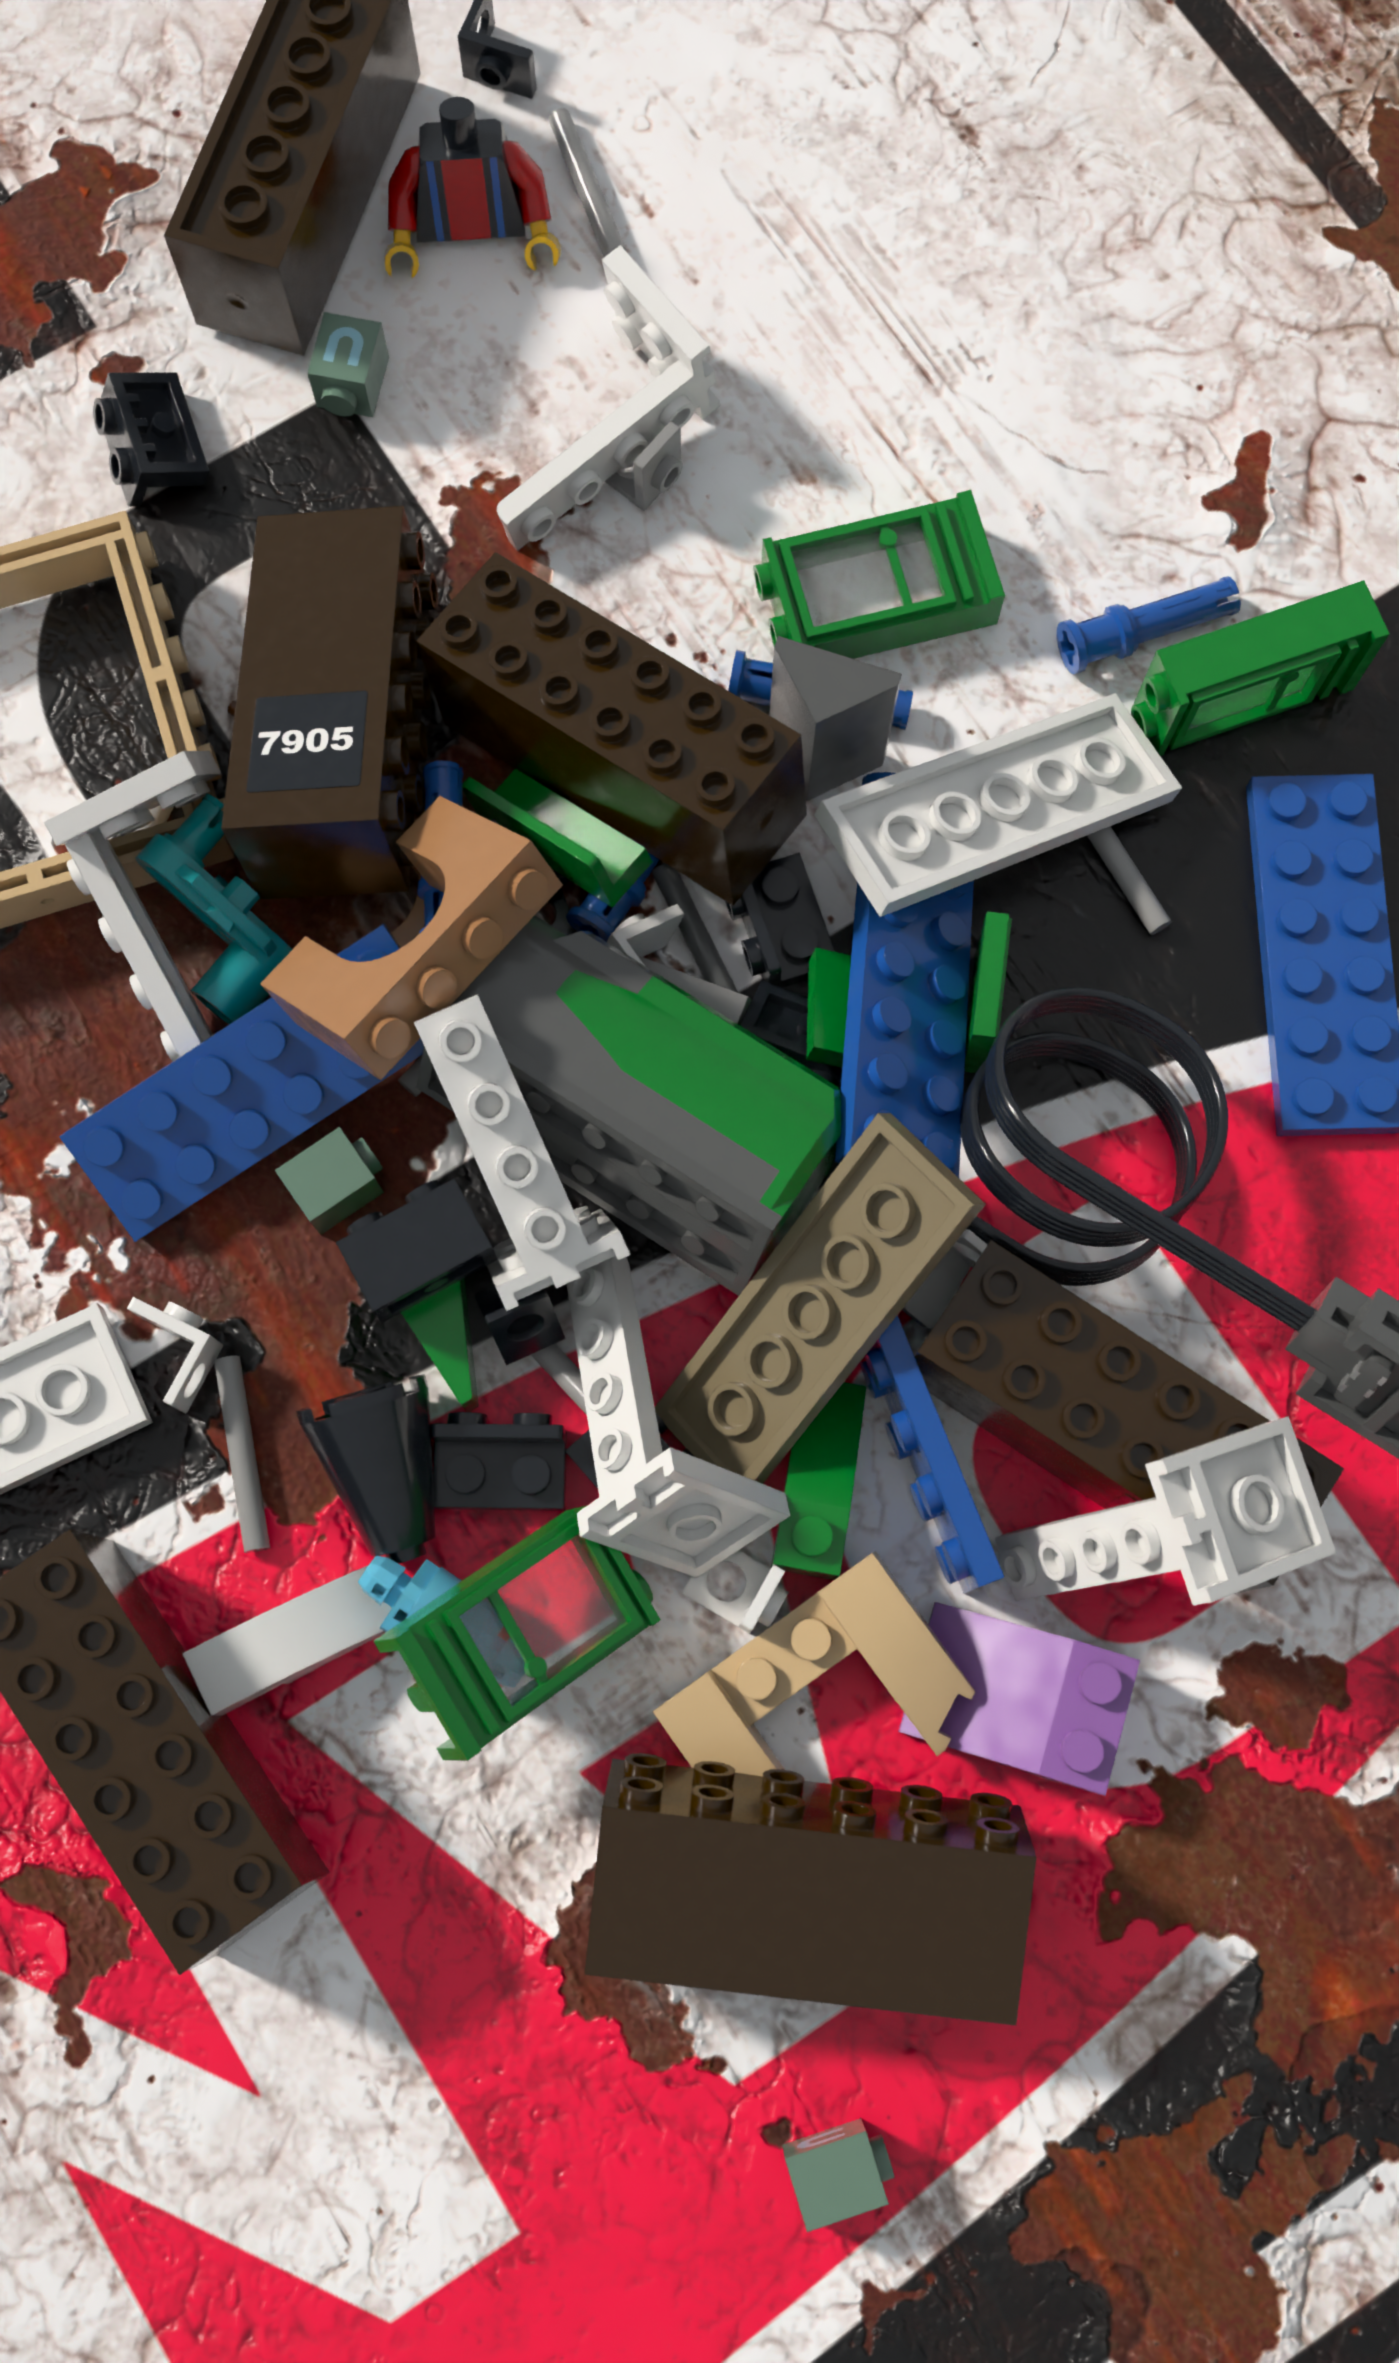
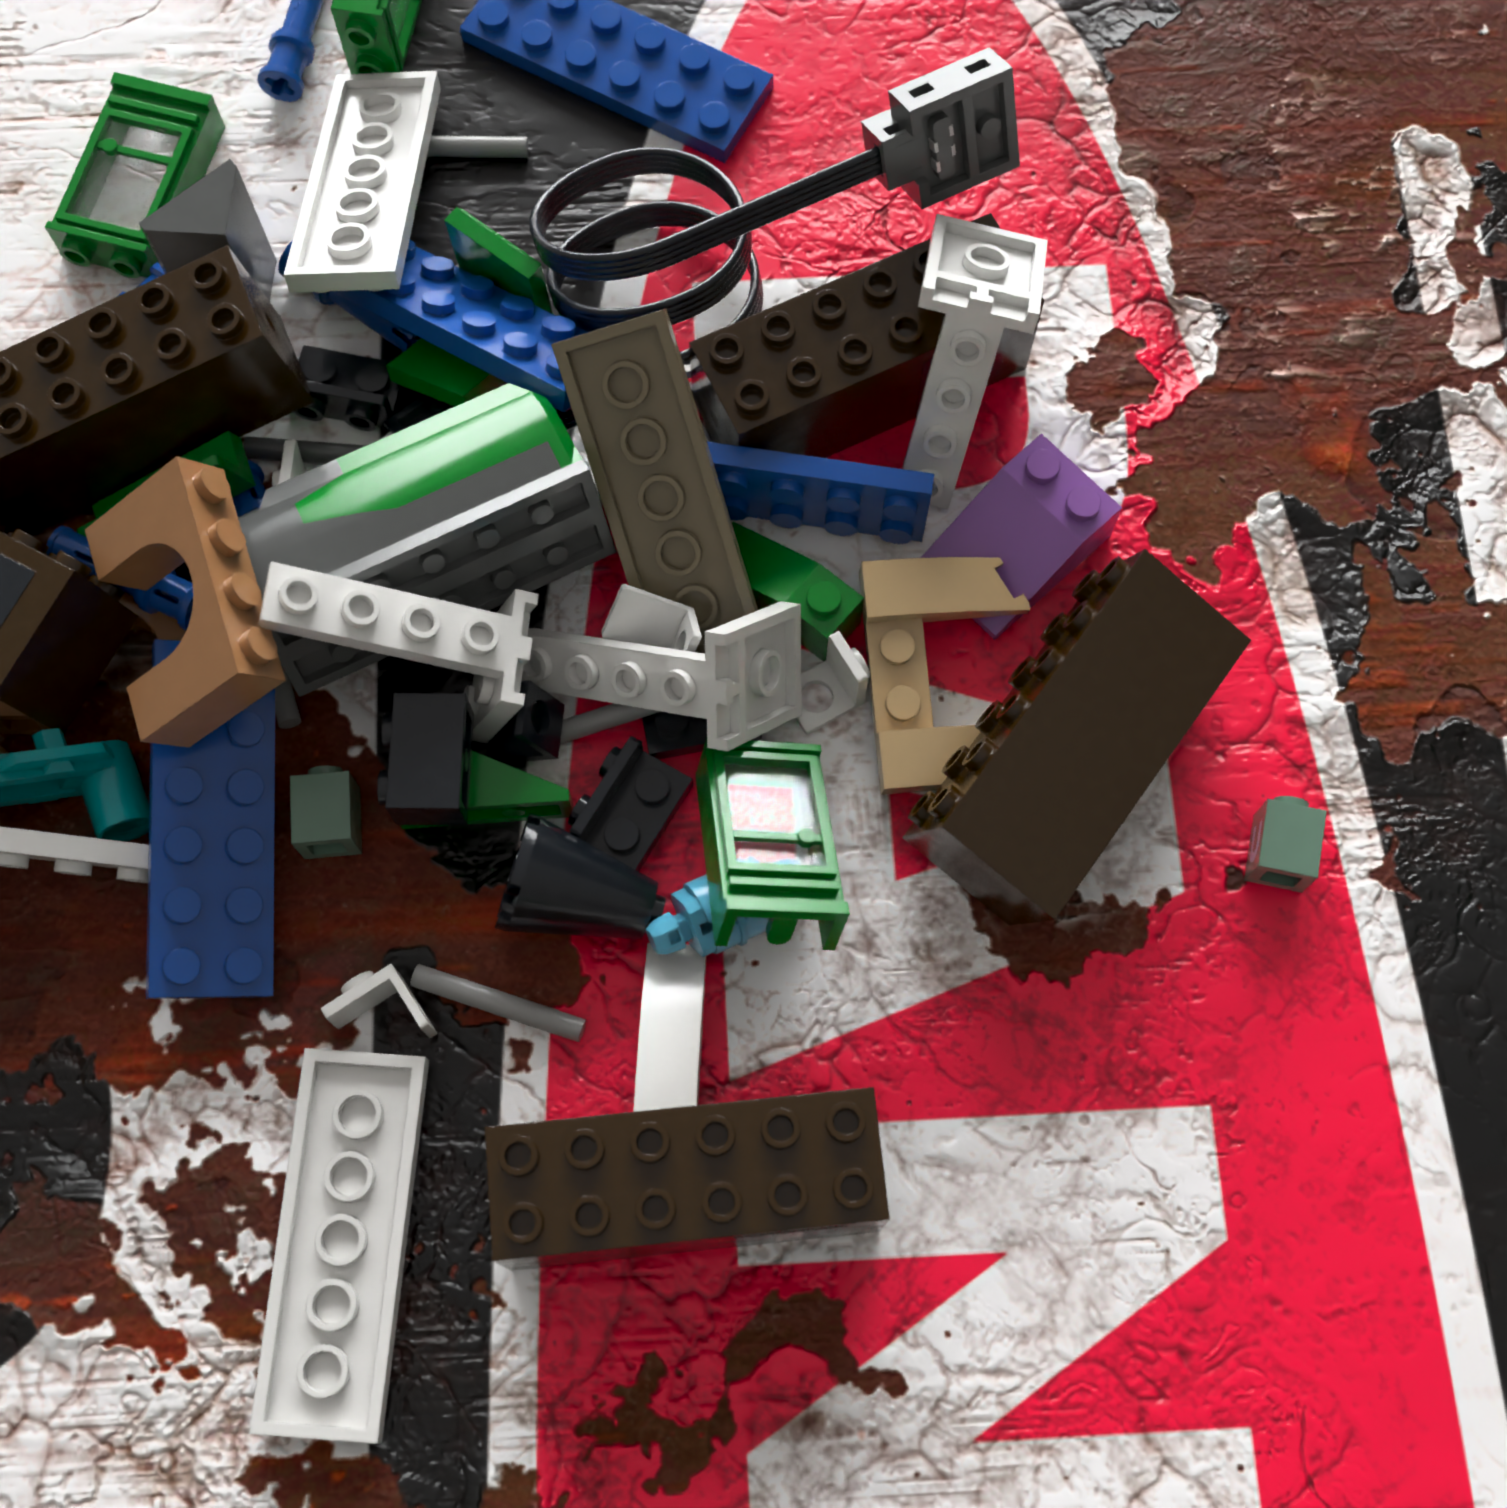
camera: 60 degrees left, 5 degrees down
(684, 1381) = (651, 620): none -> white bracket

